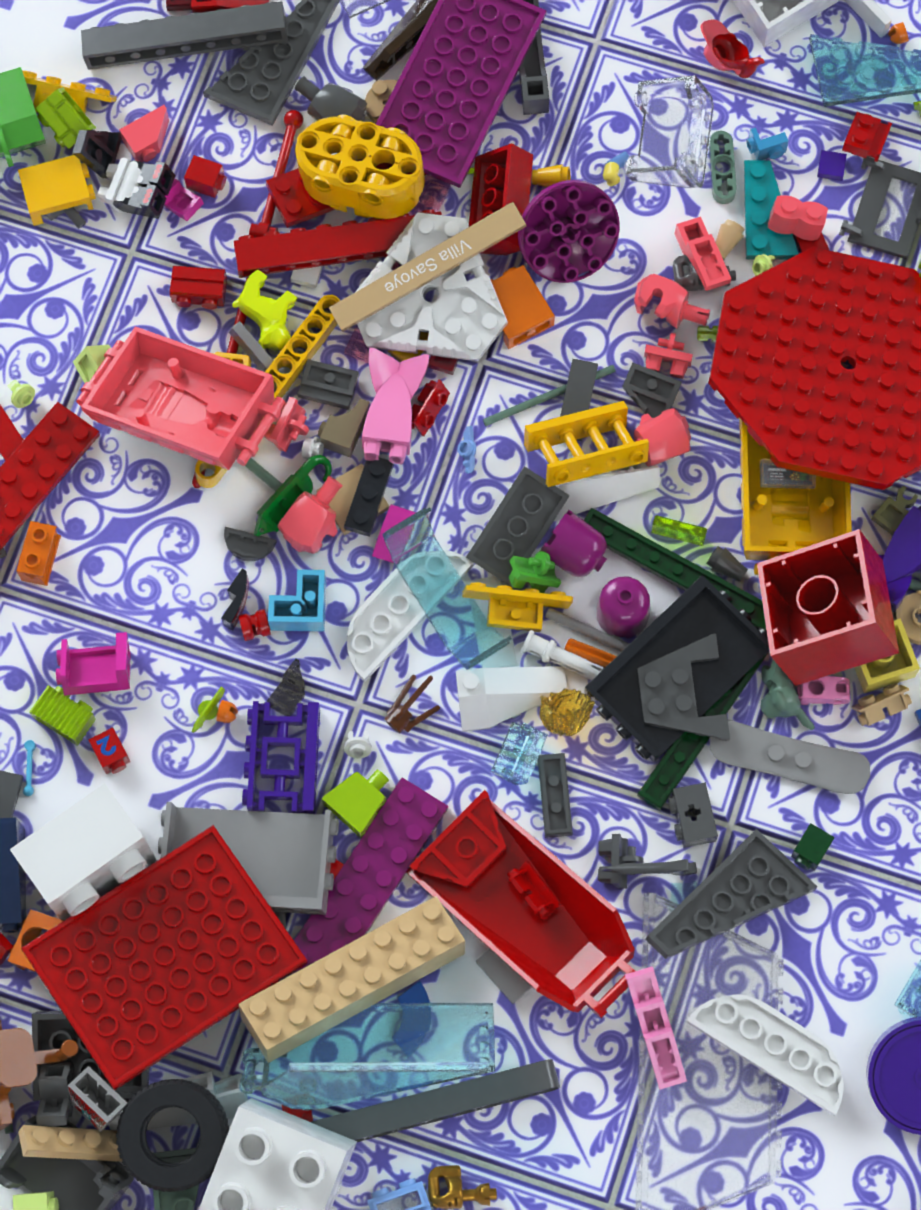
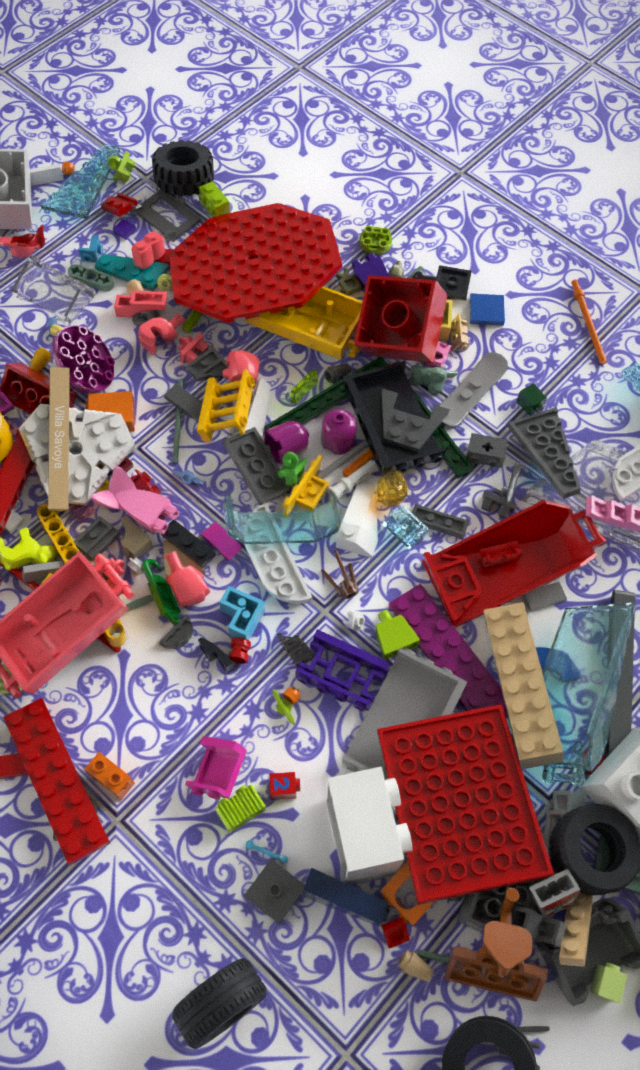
camera: 70 degrees left, 10 degrees down
(783, 478) = (304, 314): clear tile -> none

